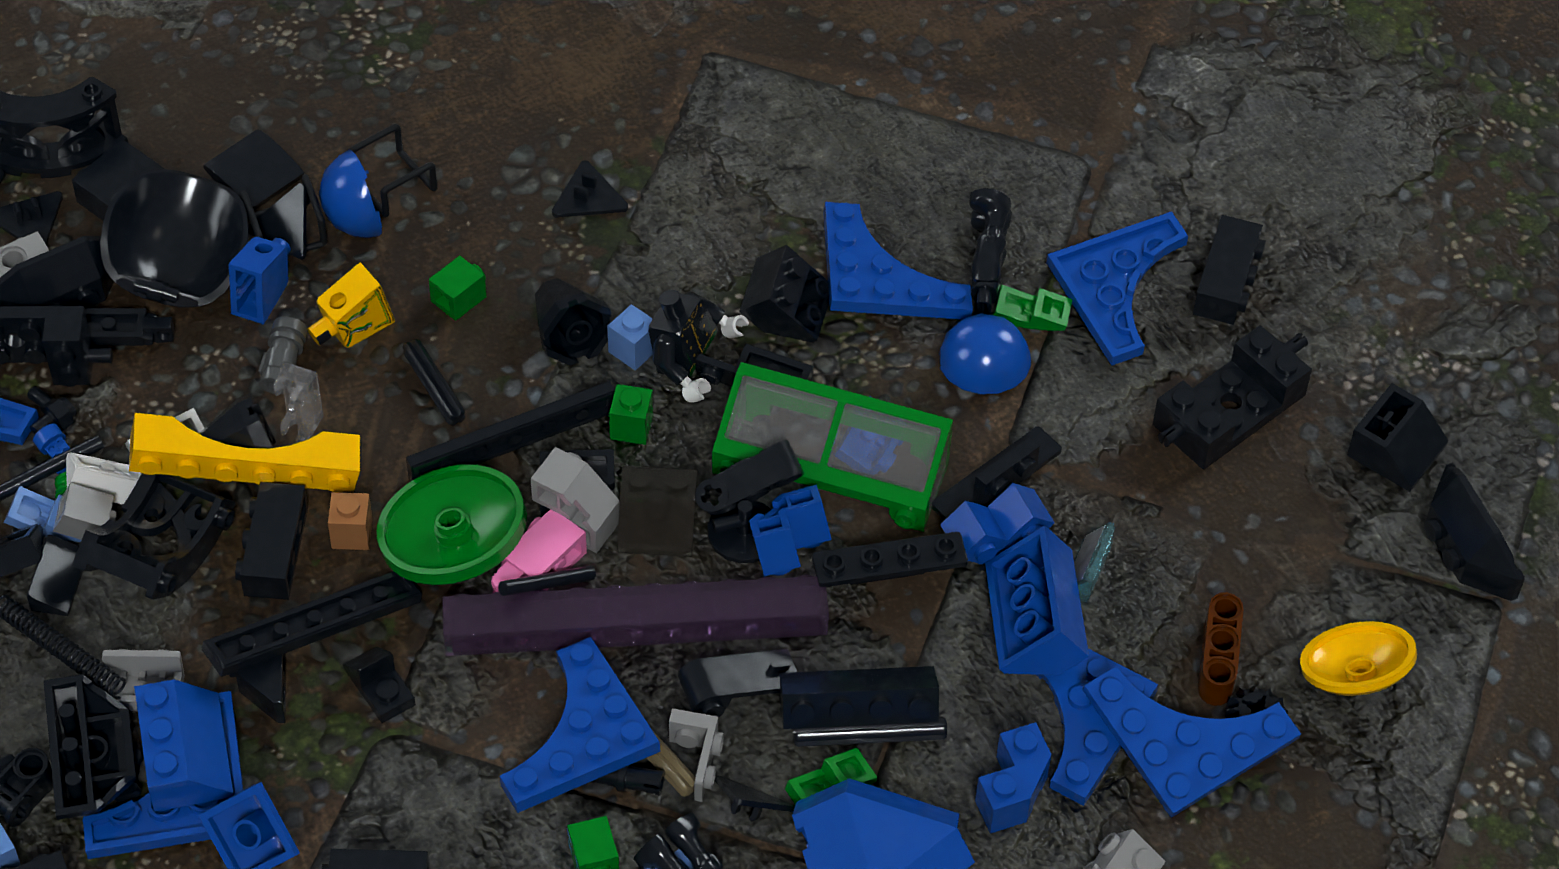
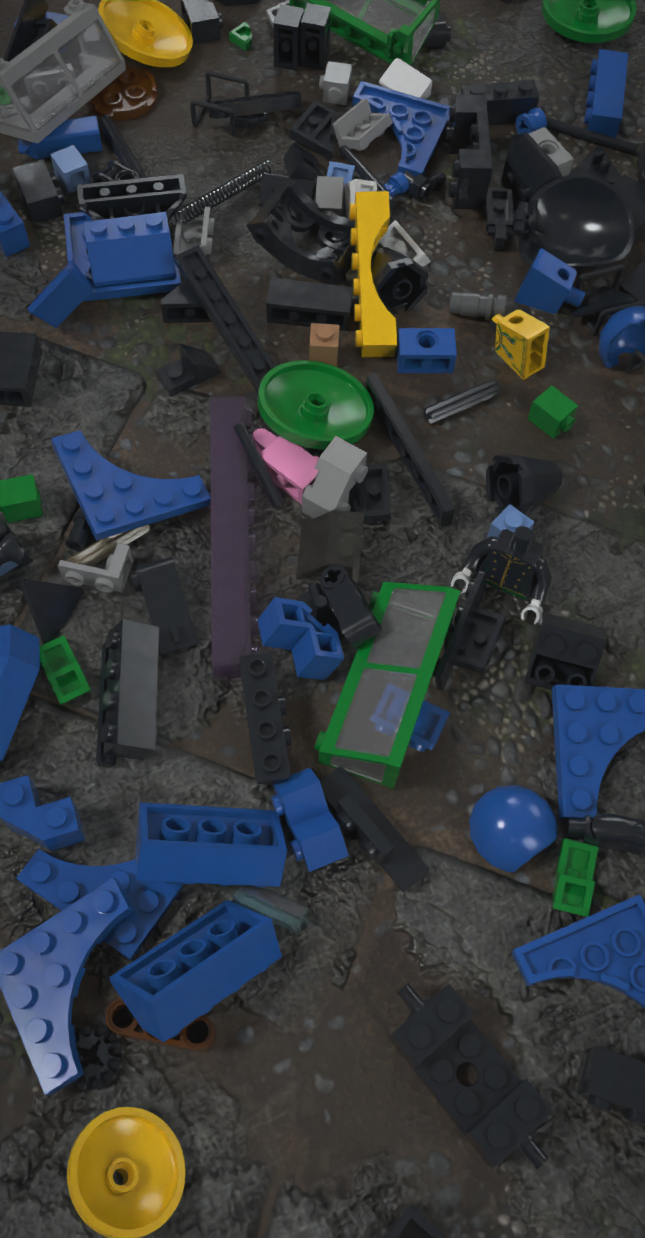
camera: 90 degrees right, 10 degrees up
(301, 400) = (425, 304): clear hinge -> none
(357, 408) = (426, 350): none -> blue brick
(631, 414) = (428, 528): green brick -> none
(1165, 605) = (196, 968): none -> blue slope

